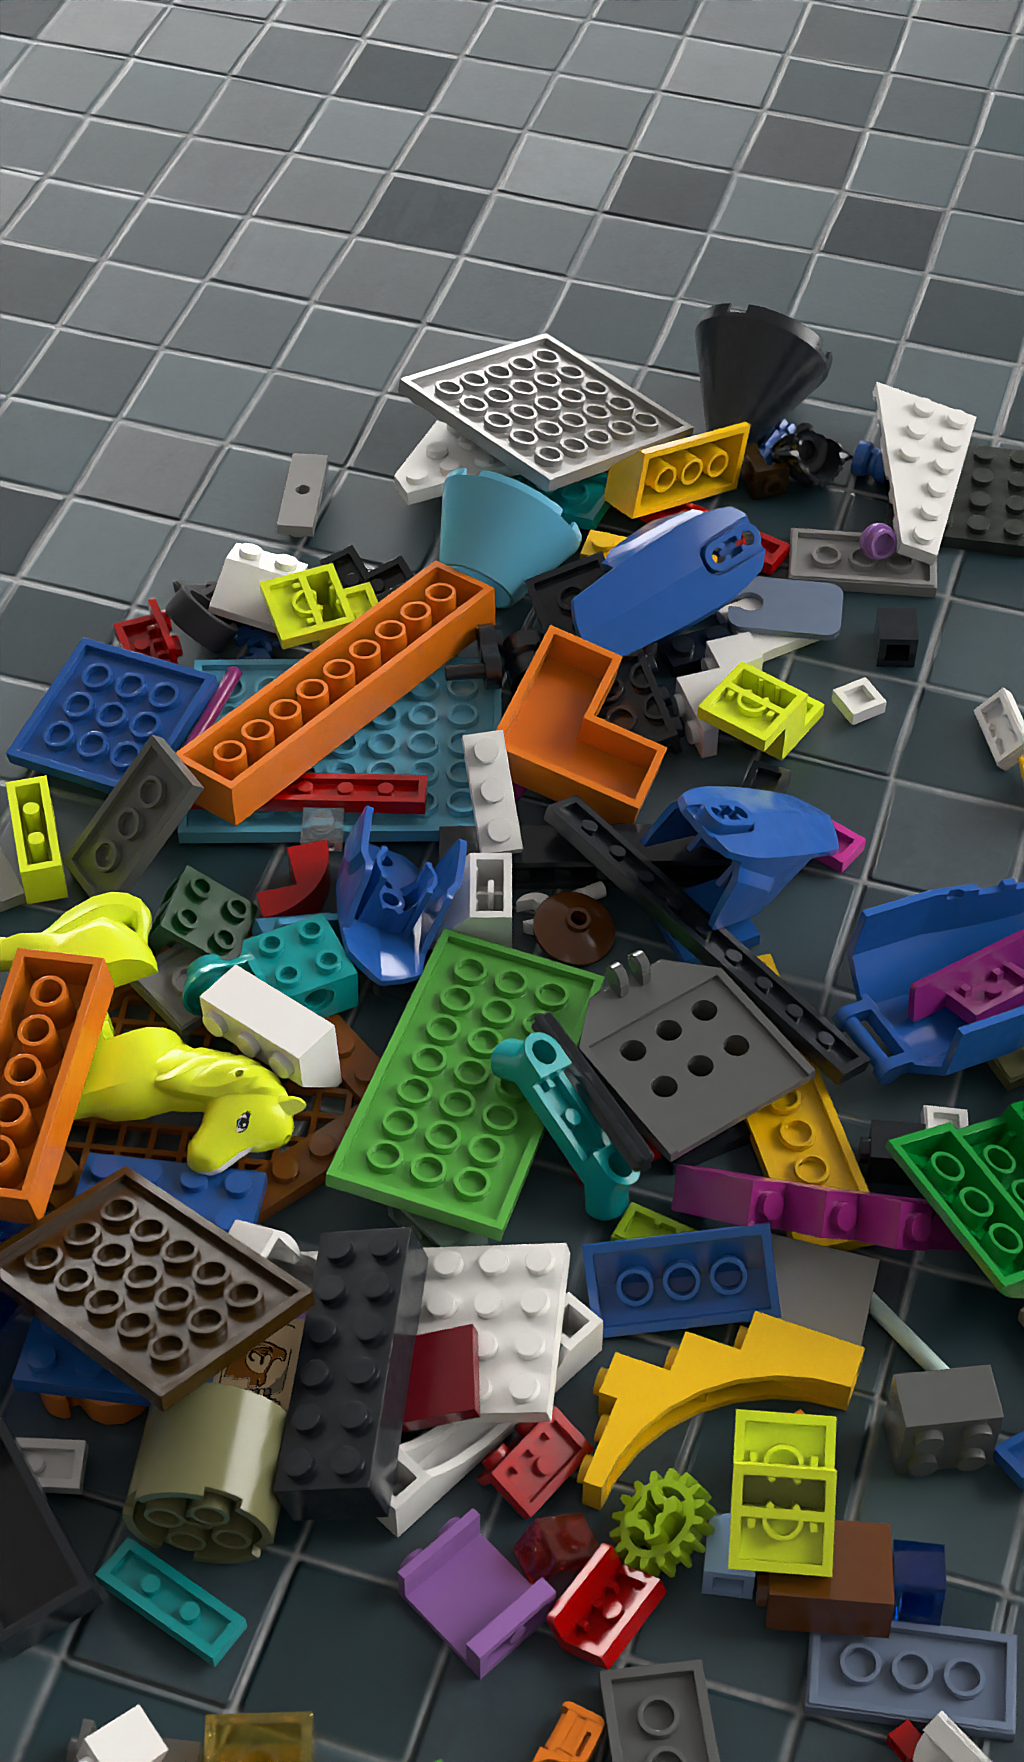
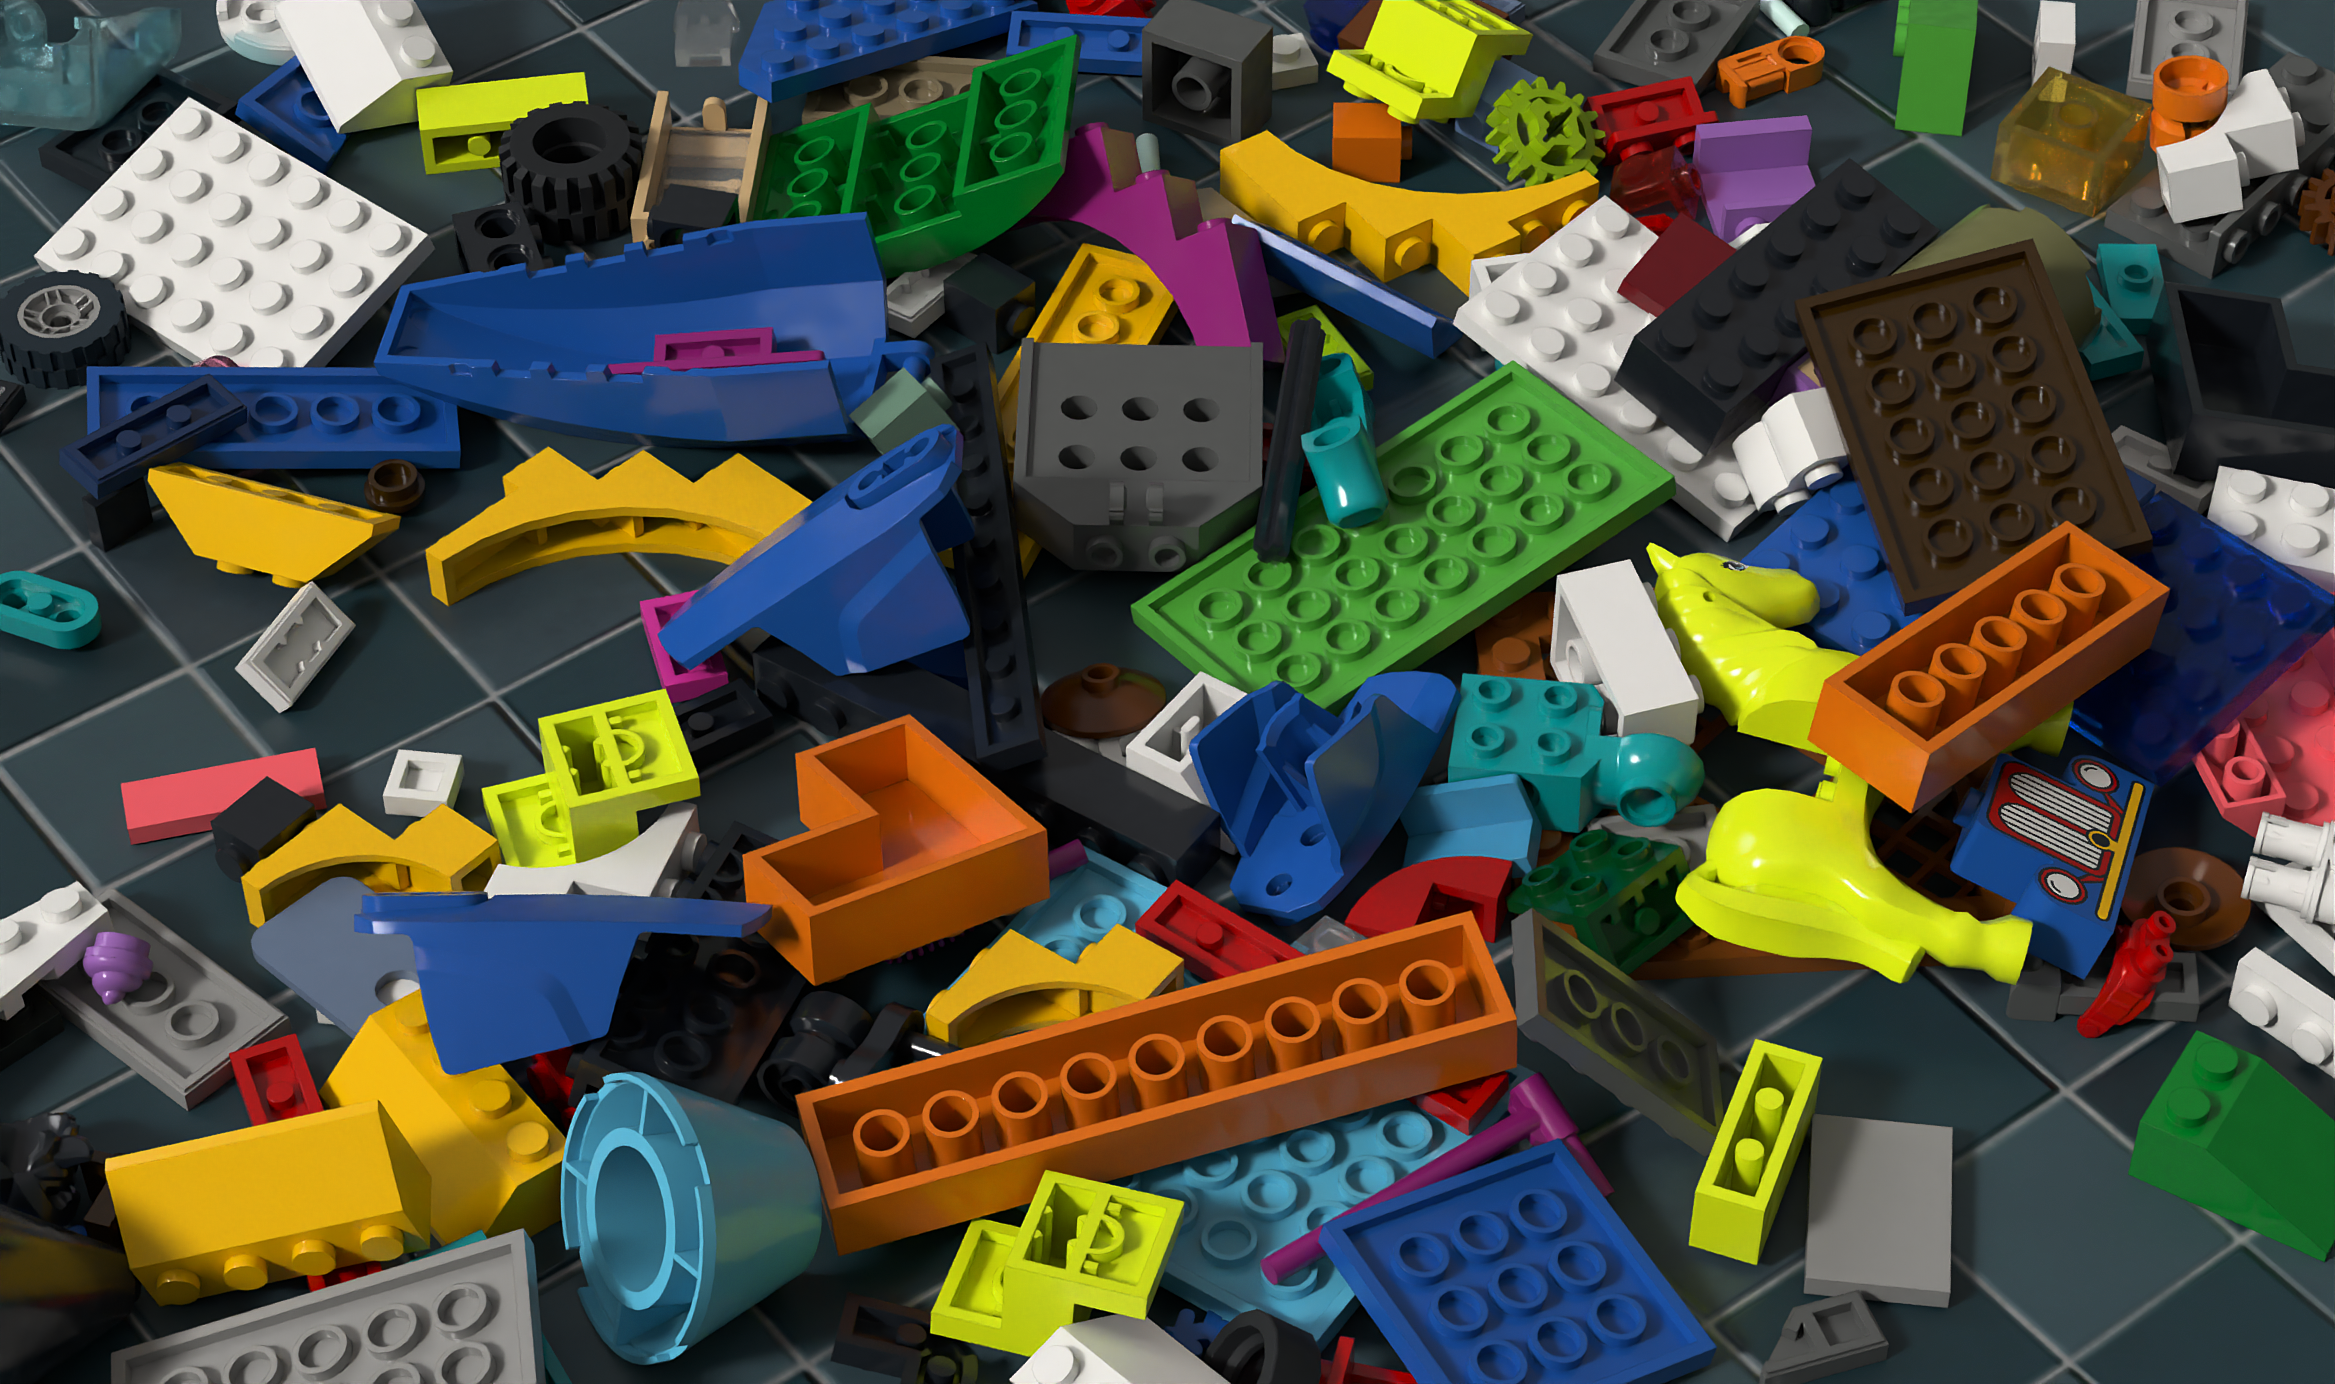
camera: 145 degrees left, 5 degrees down
(142, 1668) = (2131, 282): none -> teal plate
(413, 742) = (1030, 987): none -> yellow arch
(492, 792) = (1094, 795): white plate -> none
(826, 984) = (901, 411): none -> sand green brick
(842, 648) = (430, 856): none -> yellow arch
(929, 1521) = (1292, 62): none -> white plate
(946, 656) = (192, 799): none -> coral tile
(973, 859) = (640, 506): none -> yellow arch

